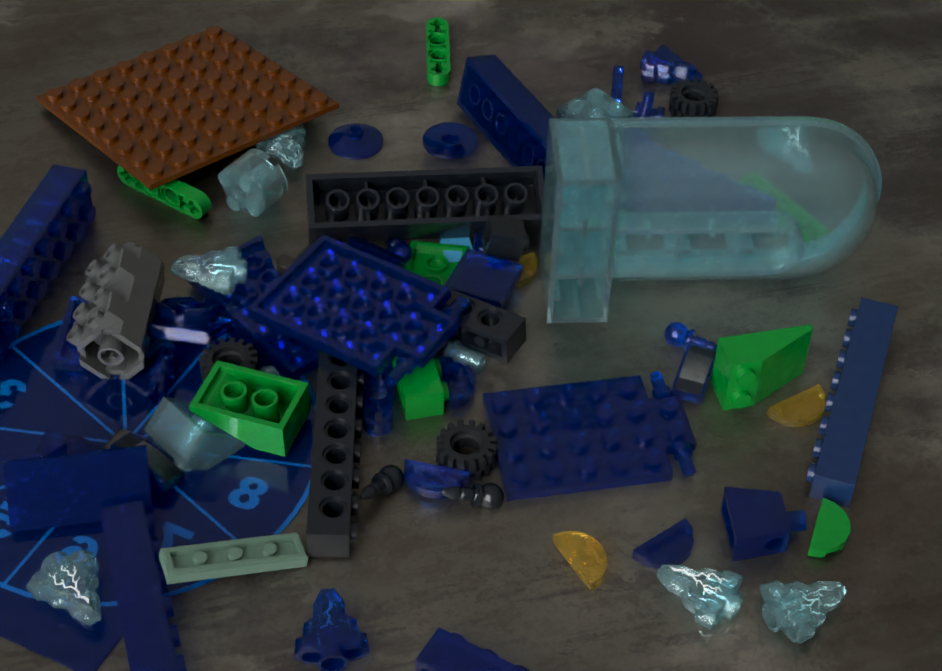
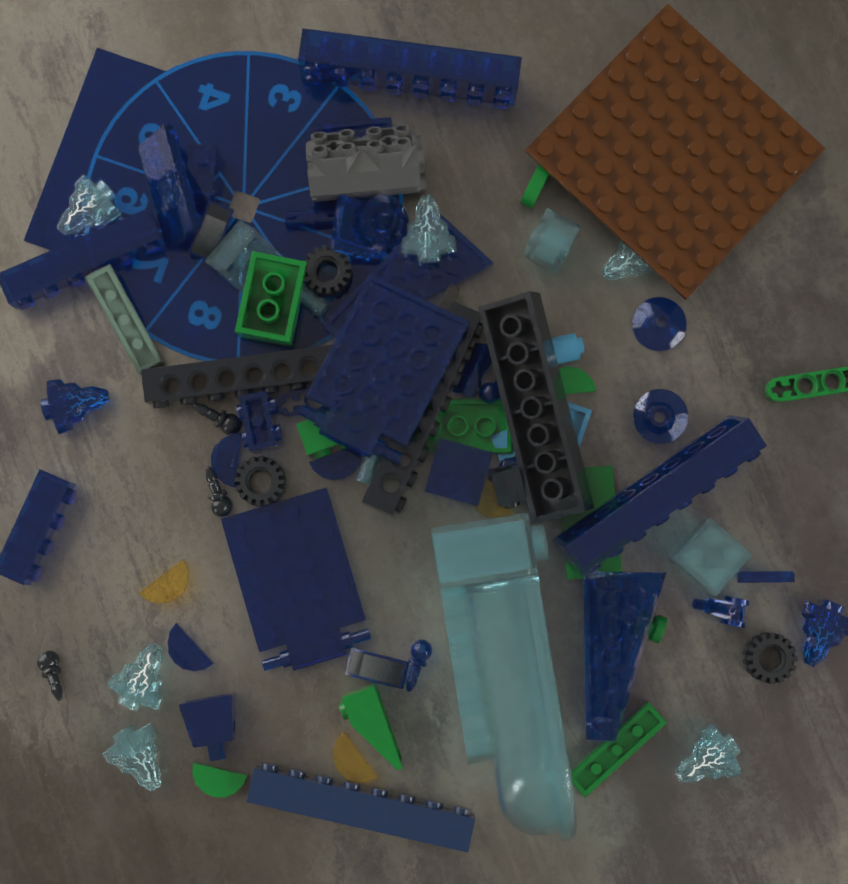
camera: 85 degrees right, 40 degrees up
(396, 435) = (260, 429): none -> clear blue brick

